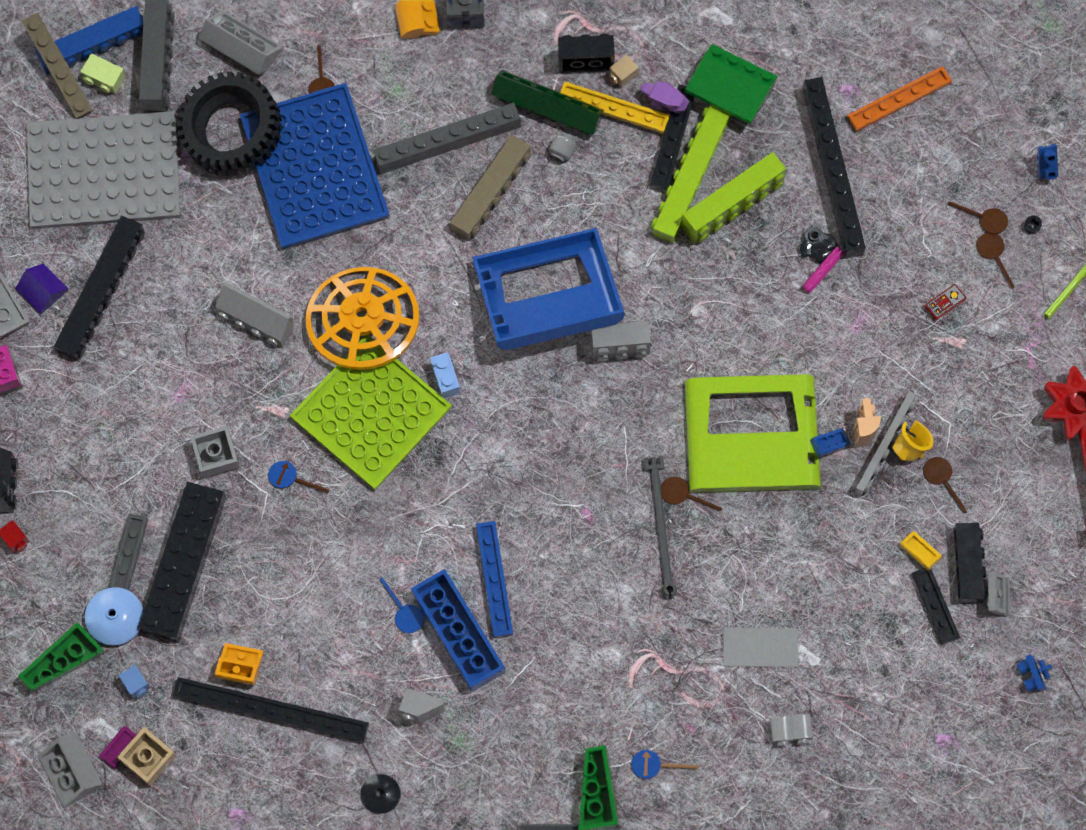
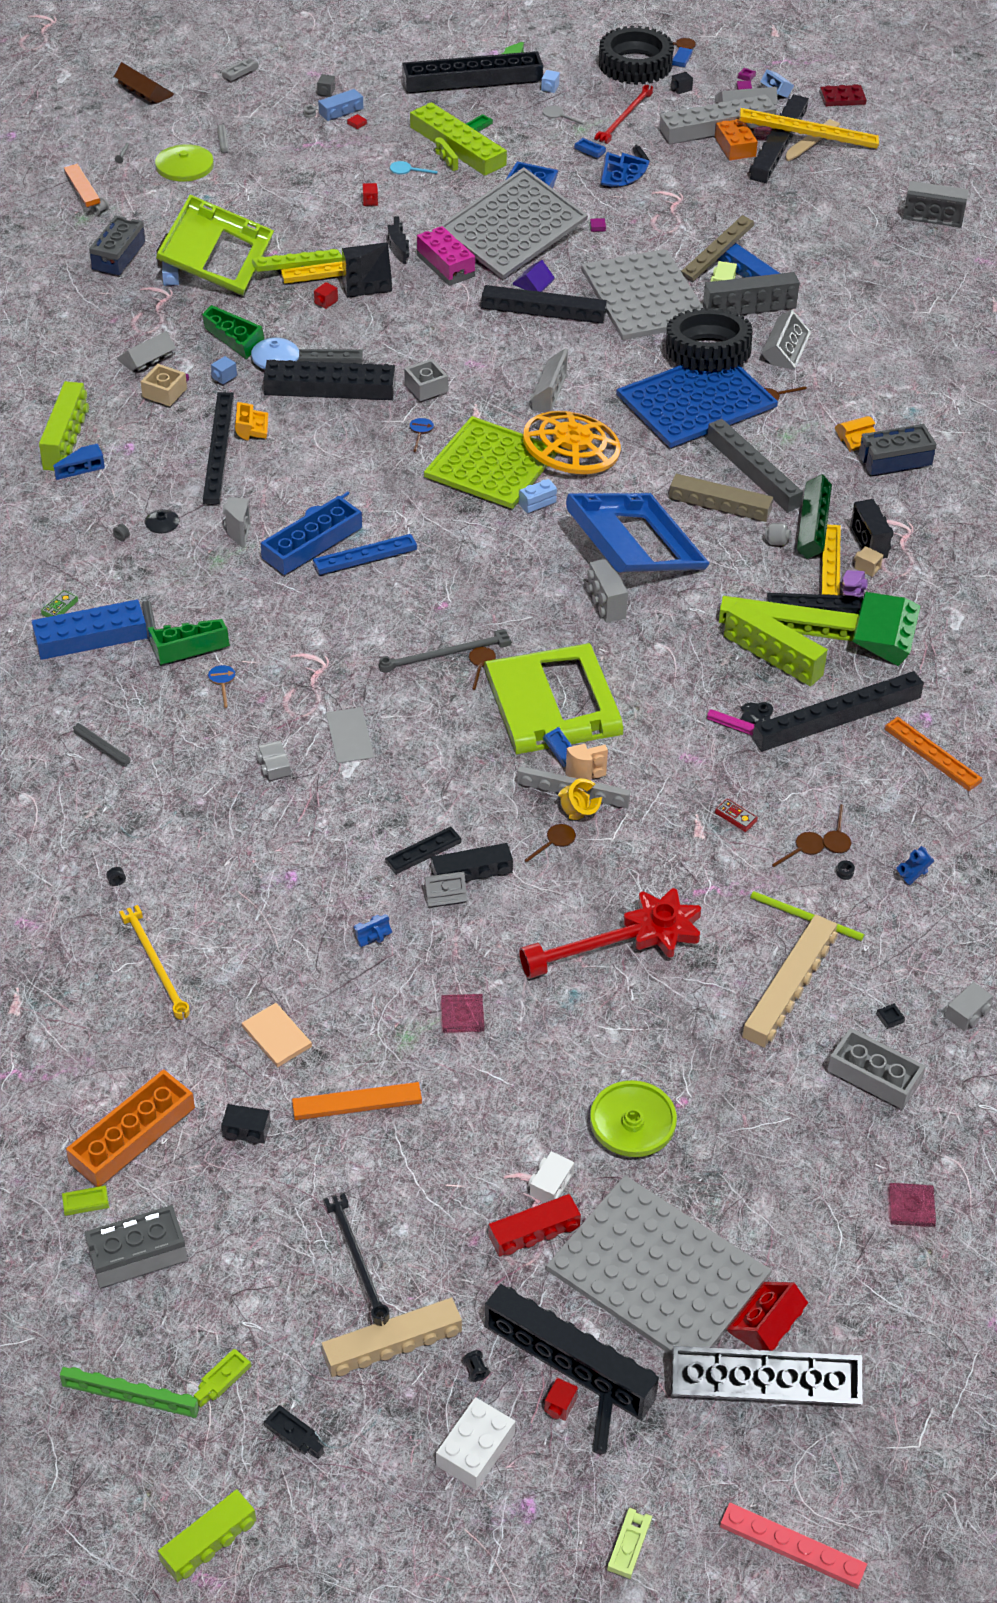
camera: 75 degrees right, 25 degrees down
(921, 550) = (474, 829): yellow tile -> none

